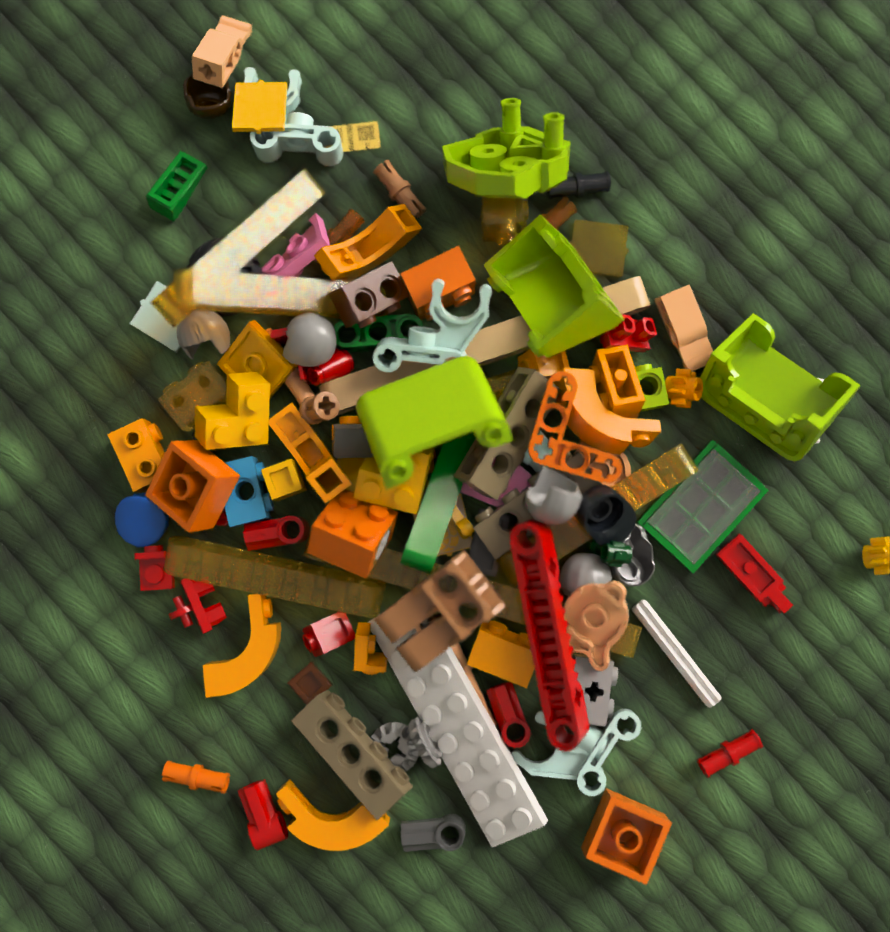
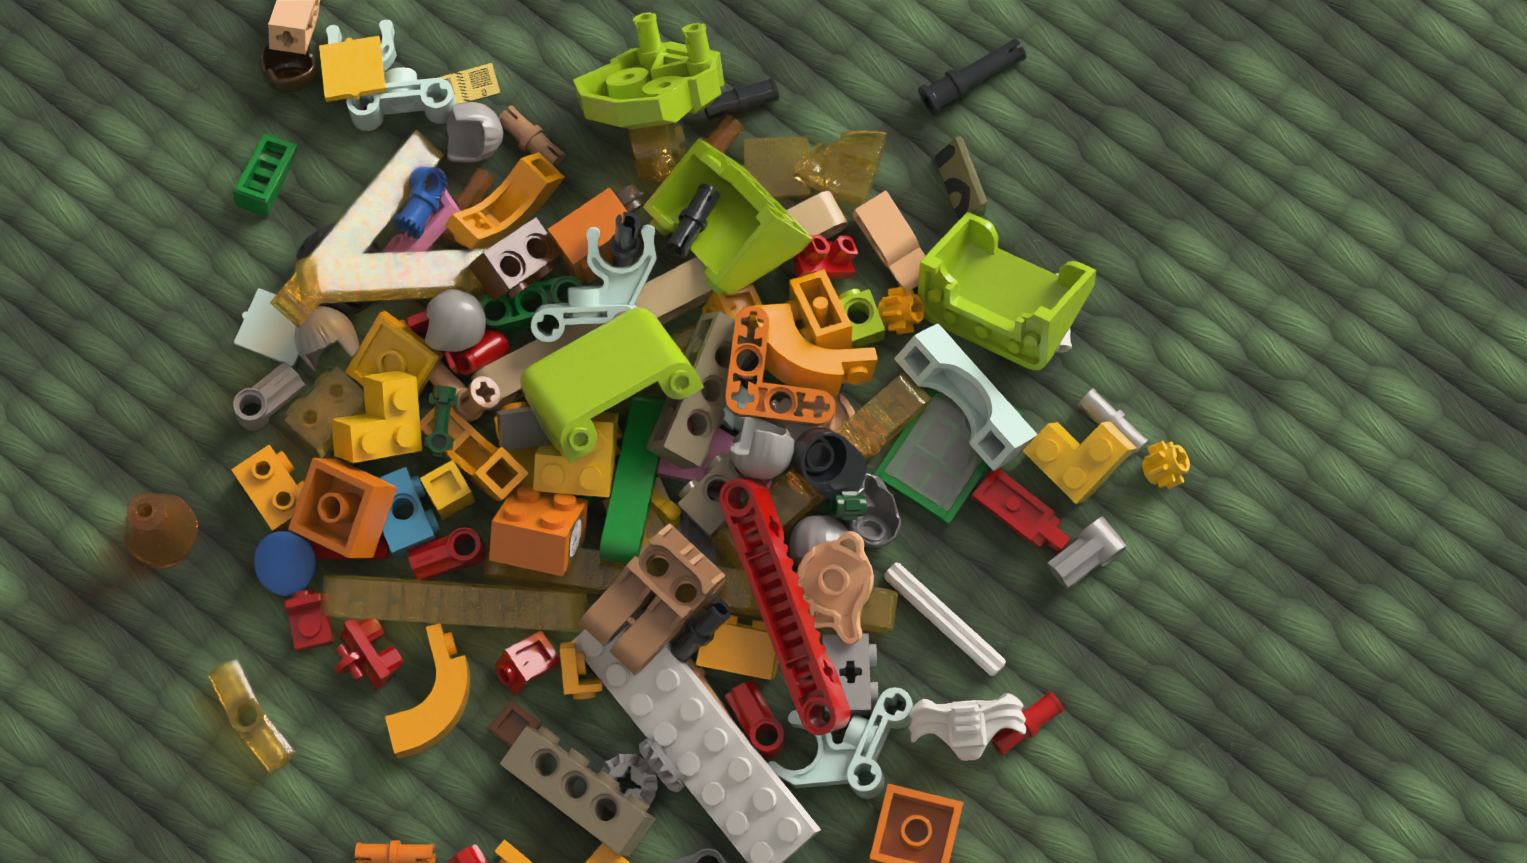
camera: 10 degrees left, 10 degrees down
(43, 470) = (159, 529): none -> clear orange cone
(85, 622) = (262, 735): none -> clear yellow piece
(152, 372) = (270, 393): none -> light grey piece
(282, 441) = (438, 441): none -> dark green bar
(297, 232) = (420, 203): none -> blue connector
(352, 178) = (472, 132): none -> light grey hair
(464, 296) = (625, 241): none -> black pin
(473, 255) = (630, 198): none -> dark grey plate
(477, 641) = (700, 630): none -> black pin
(523, 284) = (692, 220): none -> black pin
(654, 256) = (845, 166): none -> clear yellow brick
(685, 751) = (967, 724): none -> white piece
(748, 501) = (939, 363): none -> light aqua arch
(750, 283) = (961, 179): none -> olive slope
(760, 200) = (958, 83): none -> black pin
(811, 614) = (1095, 547): none -> light grey piece
(813, 548) = (1077, 467): none -> yellow brick
(842, 511) = (1103, 412): none -> light grey pin

